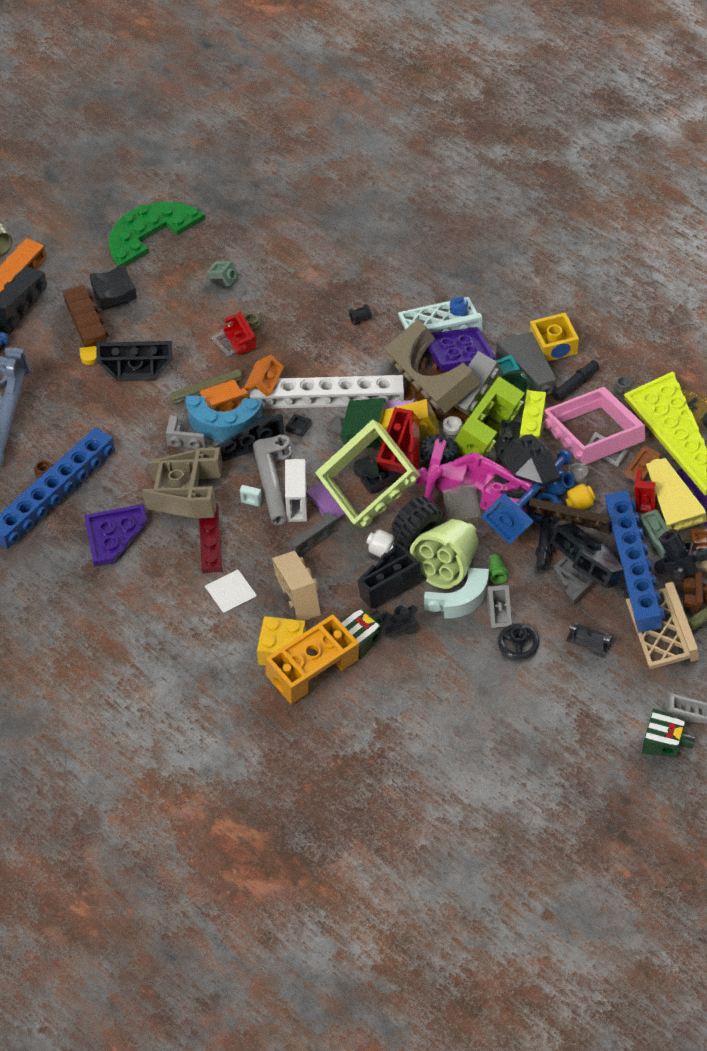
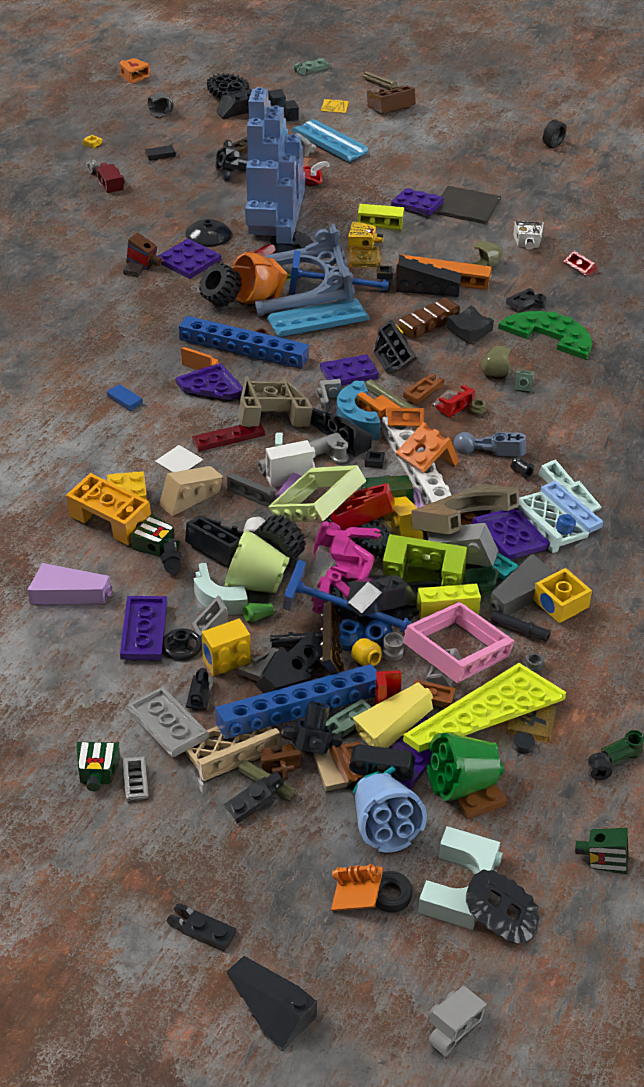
camera: 70 degrees right, 10 degrees down
(35, 414) = (317, 317): none -> dark azure plate
(41, 170) = (581, 263): none -> red slope
(66, 535) = (196, 359): none -> orange panel
(86, 231) = (525, 299): none -> black hinge
(100, 619) = (124, 397): none -> blue tile
(141, 409) = (350, 369): none -> dark purple plate
(193, 283) = (496, 362): none -> olive piece
(204, 355) = (423, 388): none -> dark orange hinge
(317, 365) = (434, 446): none -> orange bracket
(322, 320) = (500, 443): none -> sand blue beam
(407, 289) = (553, 471): none -> light aqua slope
(409, 721) = (68, 586): none -> lavender slope
(429, 296) = (572, 506): none -> light blue plate
(490, 666) = (143, 628): none -> dark purple plate
(551, 599) = (226, 647): none -> yellow brick
(623, 670) = (168, 722): none -> light grey tile

